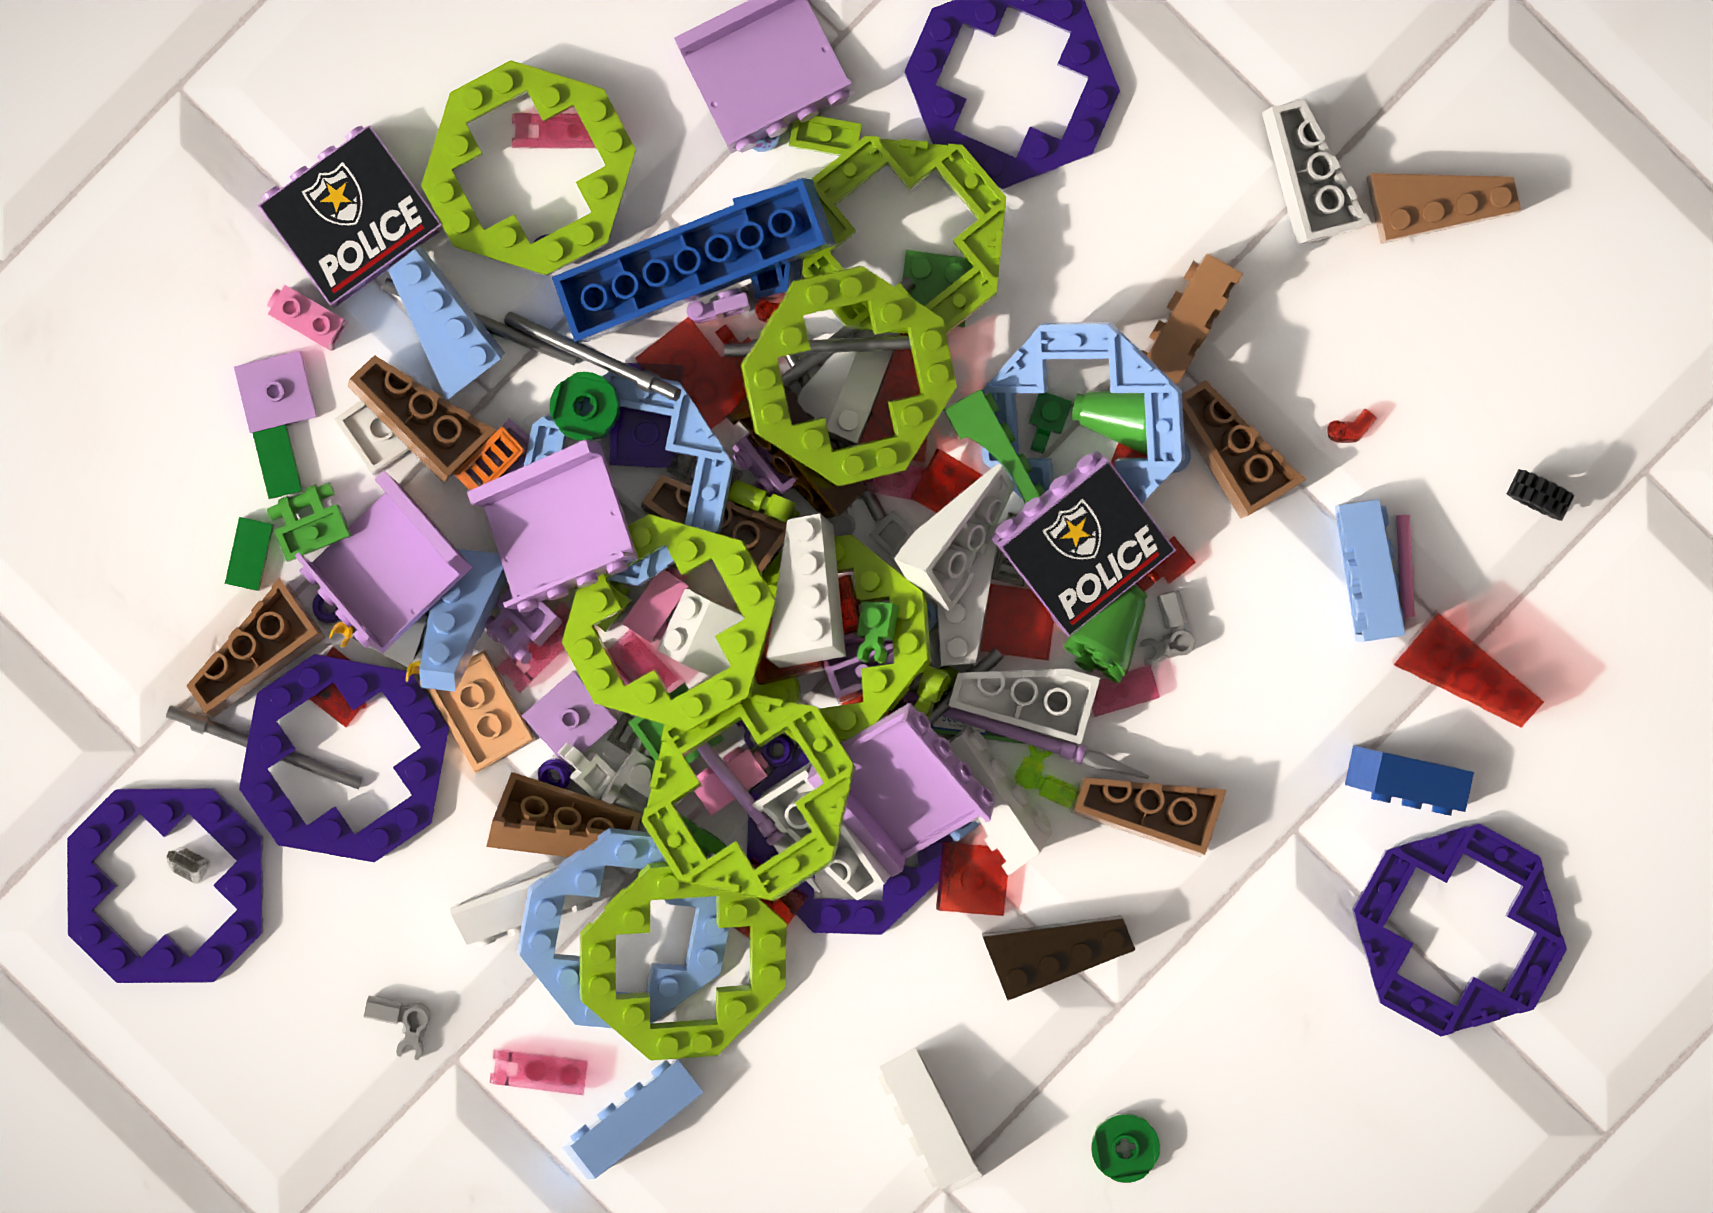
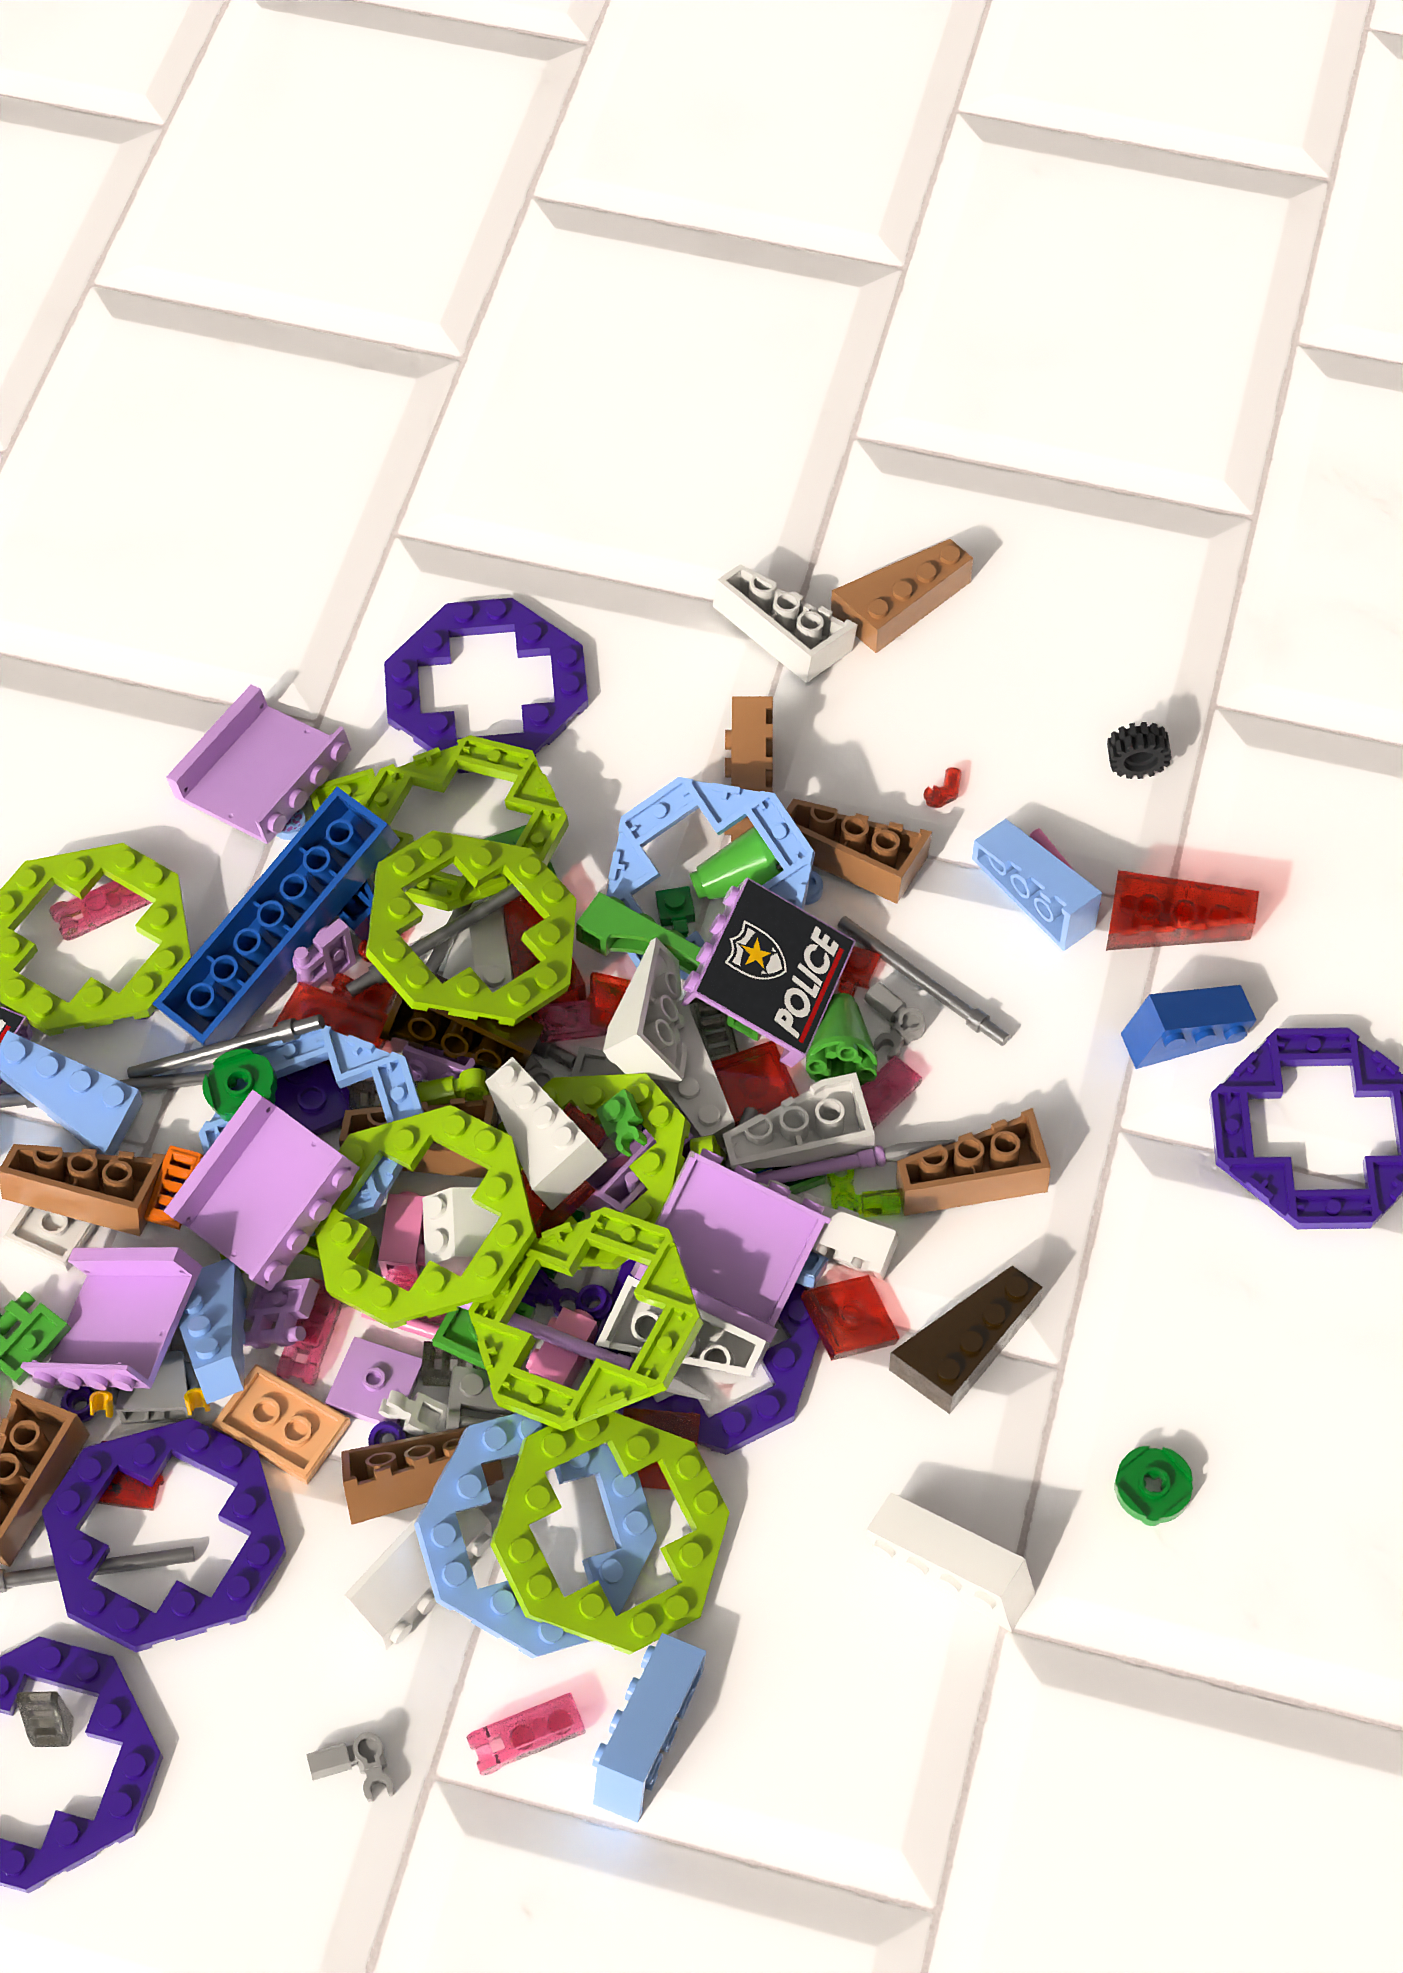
camera: 20 degrees left, 30 degrees down
(1239, 668) = (975, 1018): none -> flat silver bar

